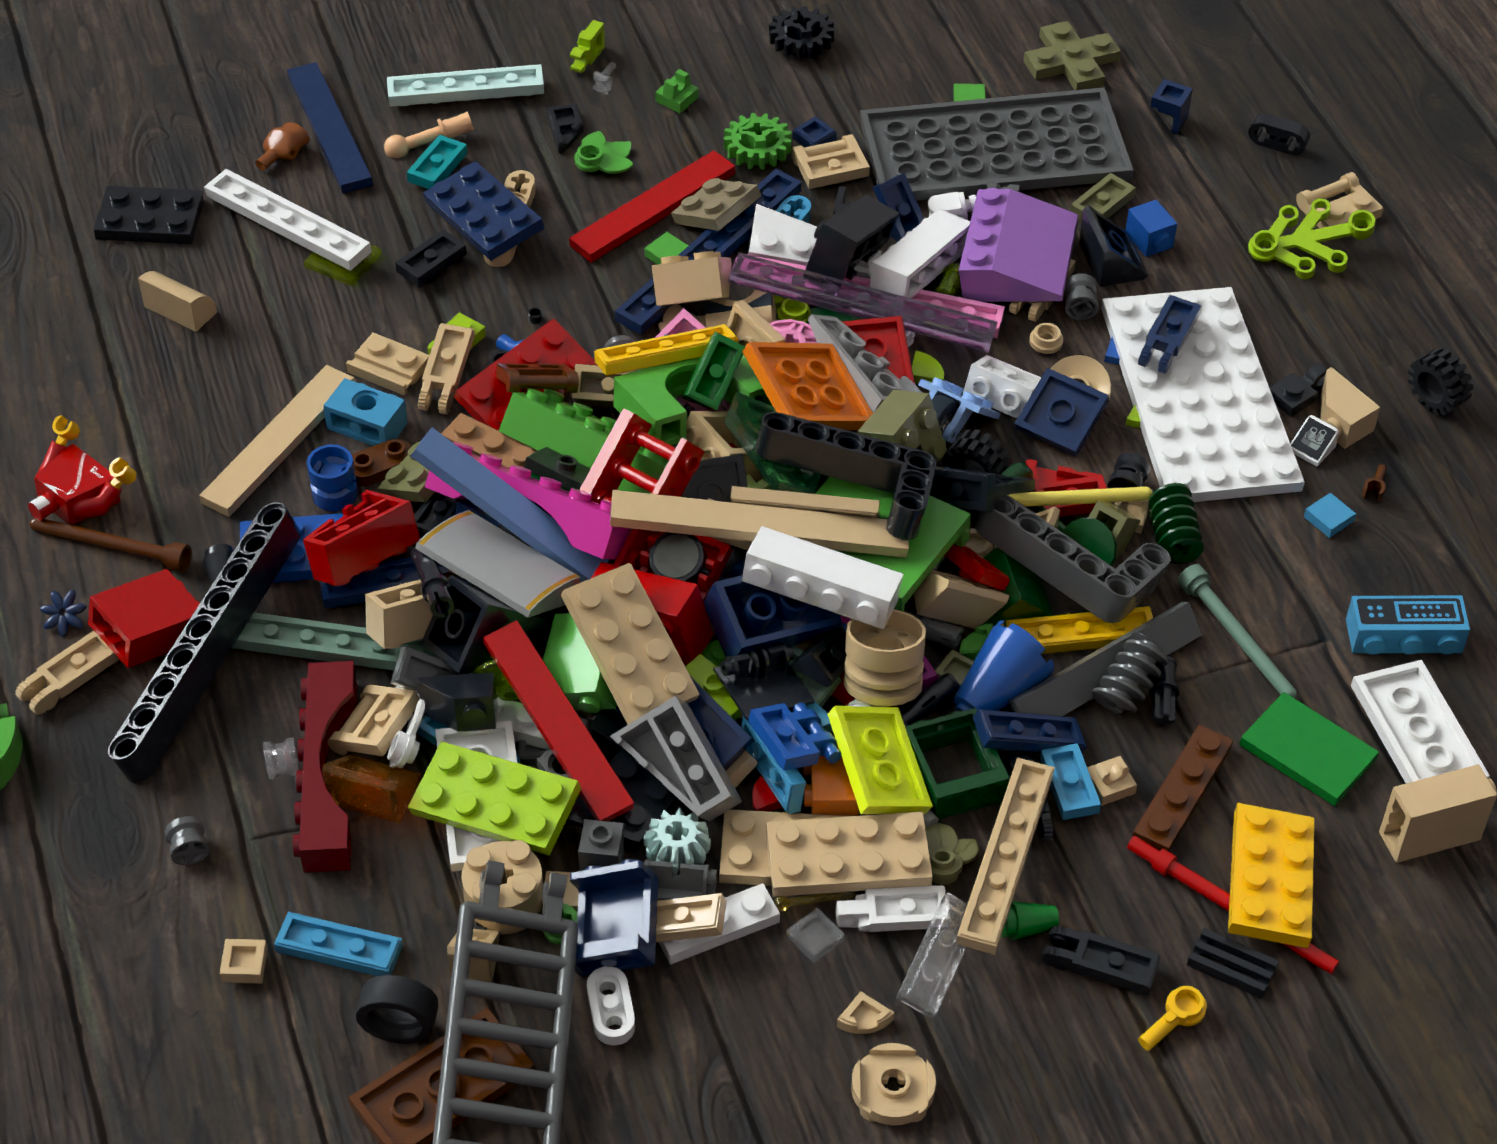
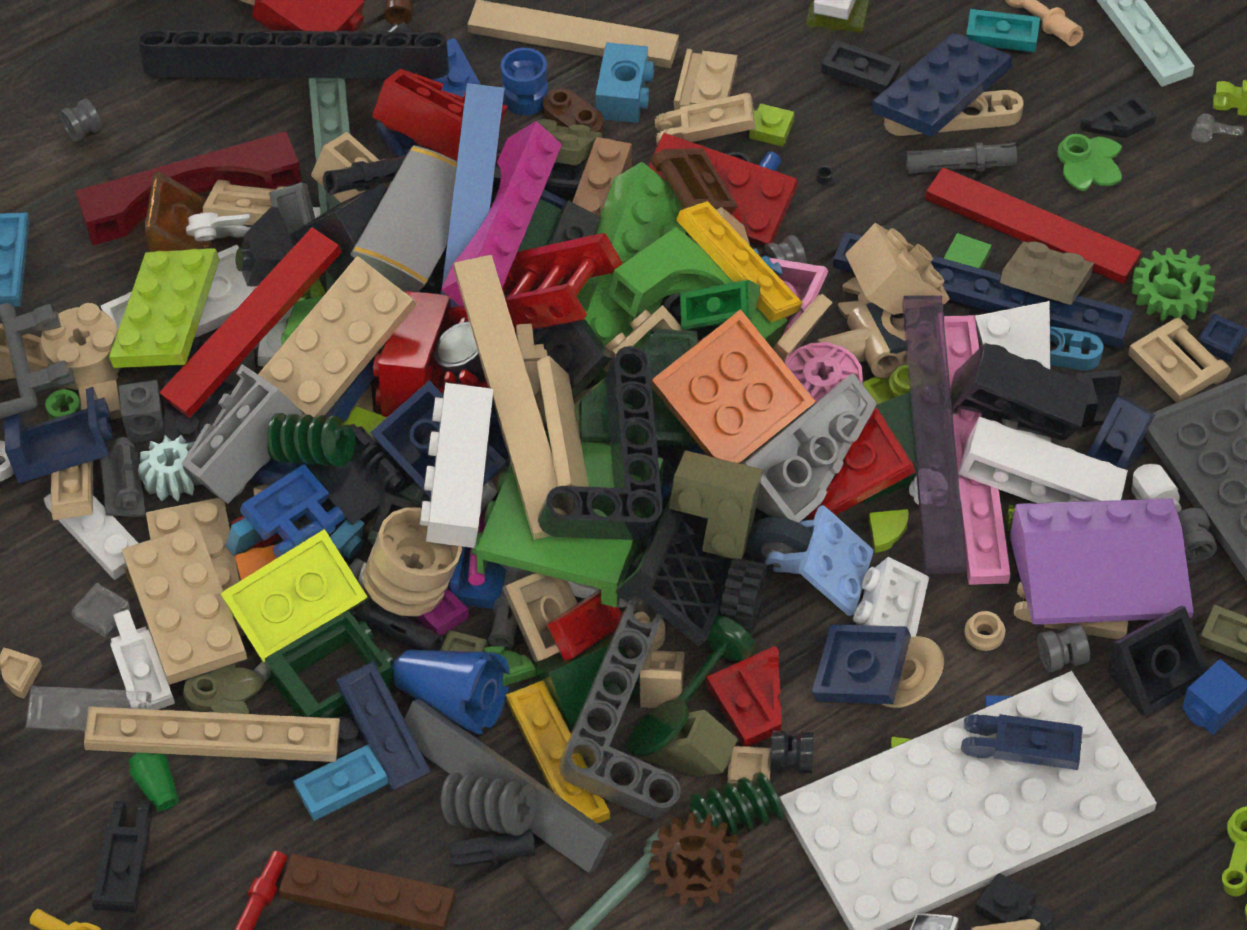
camera: 75 degrees right, 5 degrees up
(280, 758) = (184, 146): clear wheel -> none
(568, 216) = (970, 157): none -> dark grey pin
(677, 92) = (1222, 197): bright green tile -> none
(730, 693) = (310, 440): none -> dark green piece
(1087, 496) = (727, 701): light yellow piece -> none
(1112, 780) = (358, 822): tan tile -> none
(1224, 551) = (693, 841): none -> reddish brown gear

